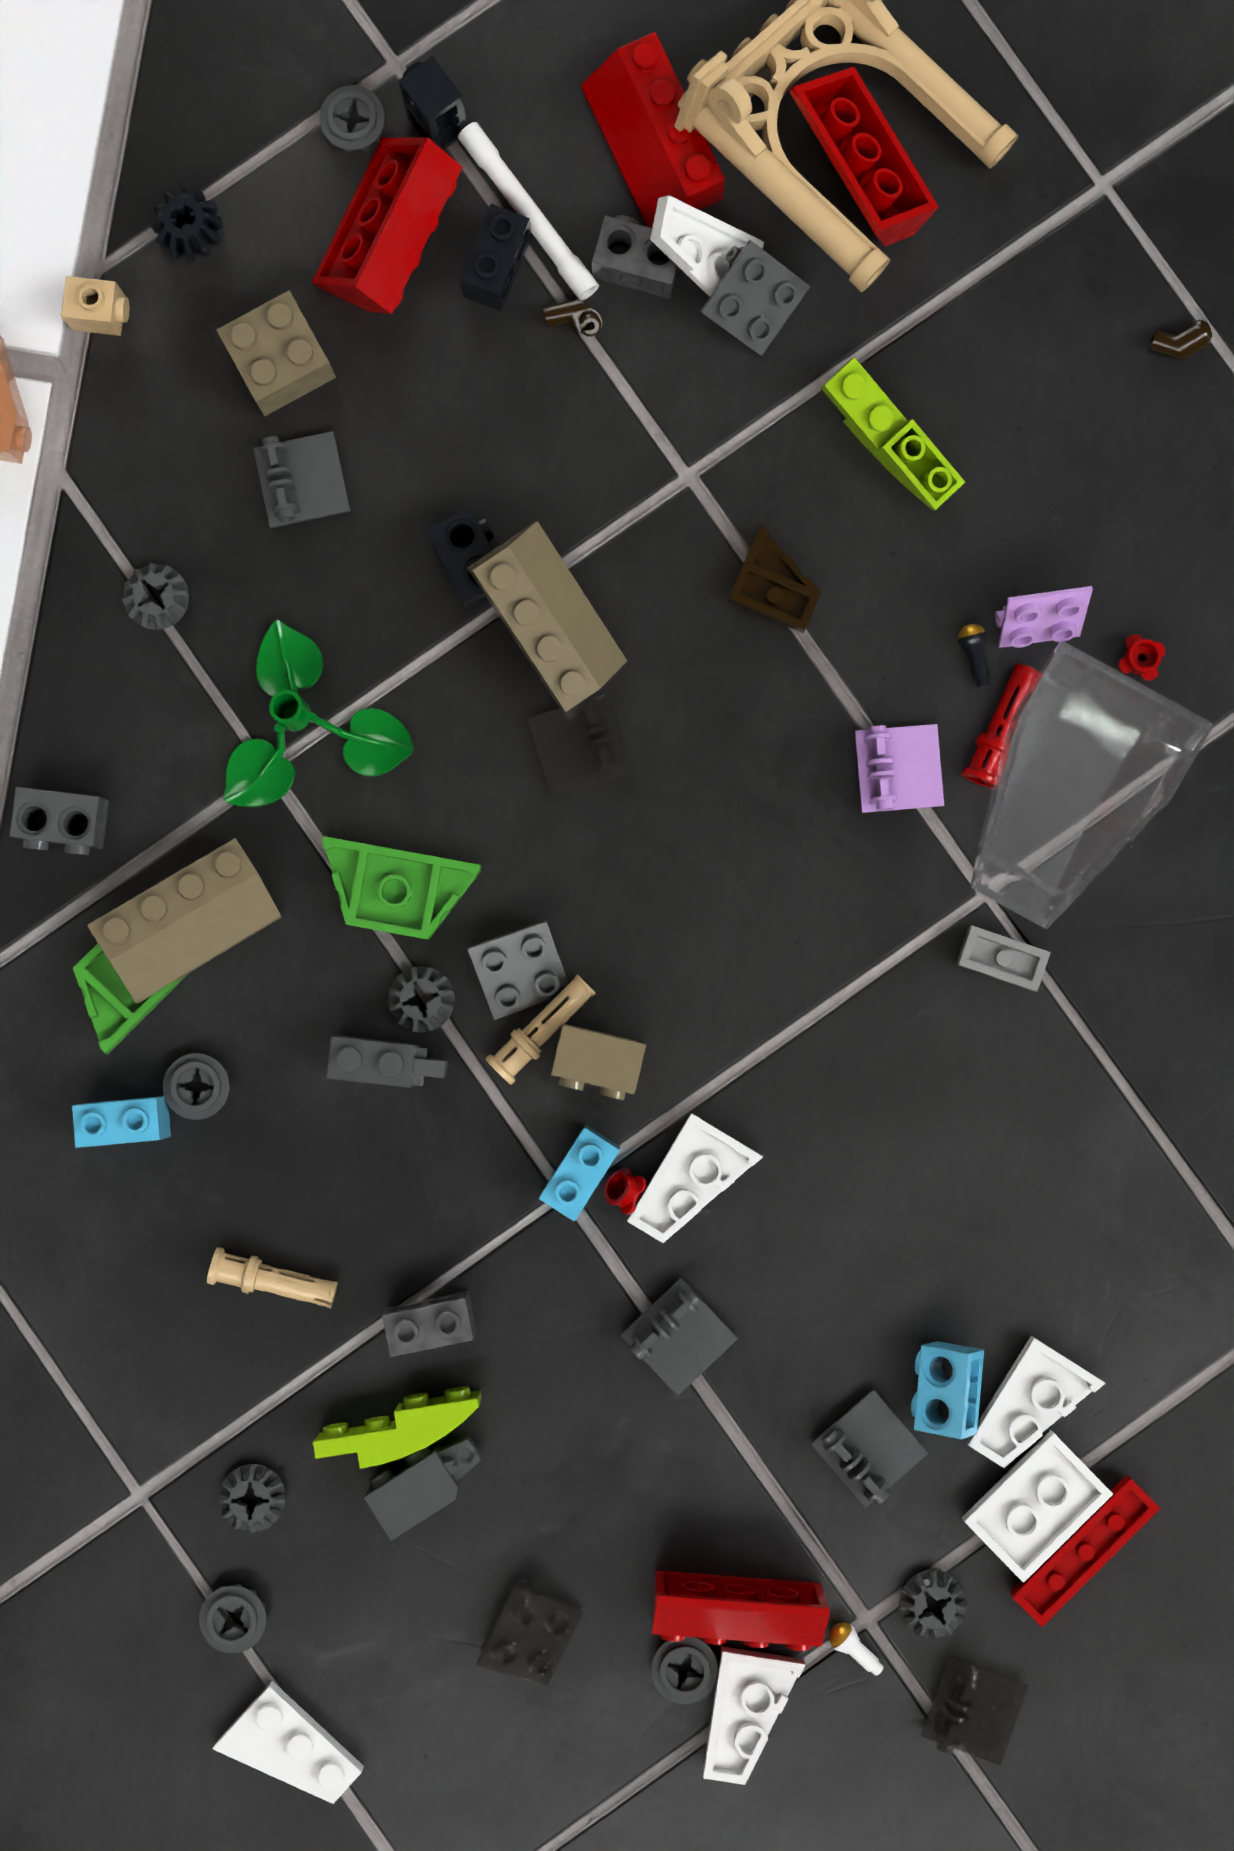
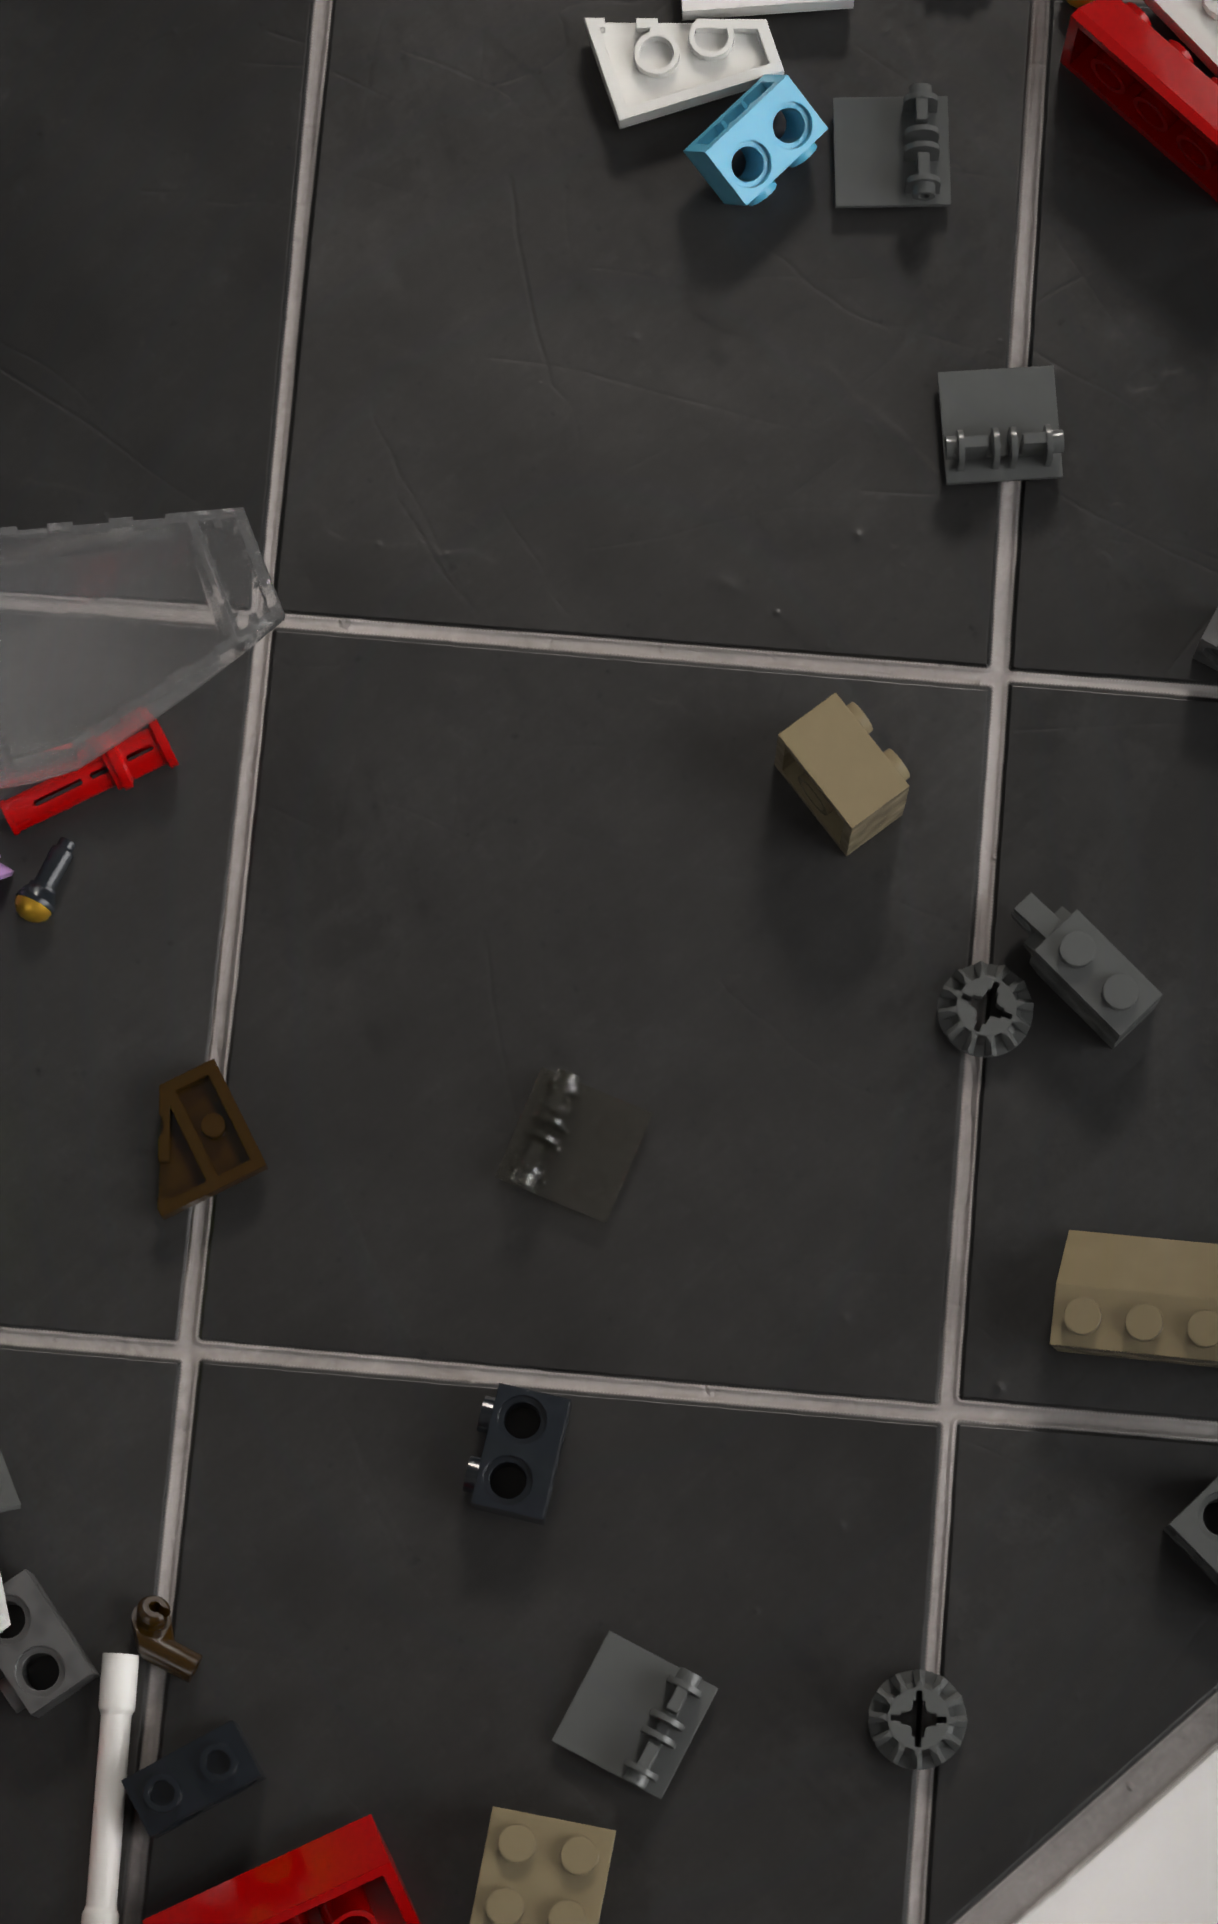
camera: 140 degrees left, 10 degrees down
(293, 662) = (826, 1511): green plant -> none
(396, 887) = (912, 1152): bright green wing -> none
(519, 969) = (847, 950): dark grey hinge -> none
(526, 1043) = (804, 869): tan pin -> none
(548, 616) = (487, 1303): dark tan slope -> none
(579, 1173) = (964, 676): medium azure brick -> none
(624, 1190) = (937, 632): red plate -> none
(689, 1177) = (845, 580): white wing -> none
(899, 768) = (240, 827): lavender hinge -> none
(1003, 958) = (307, 532): light grey plate -> none

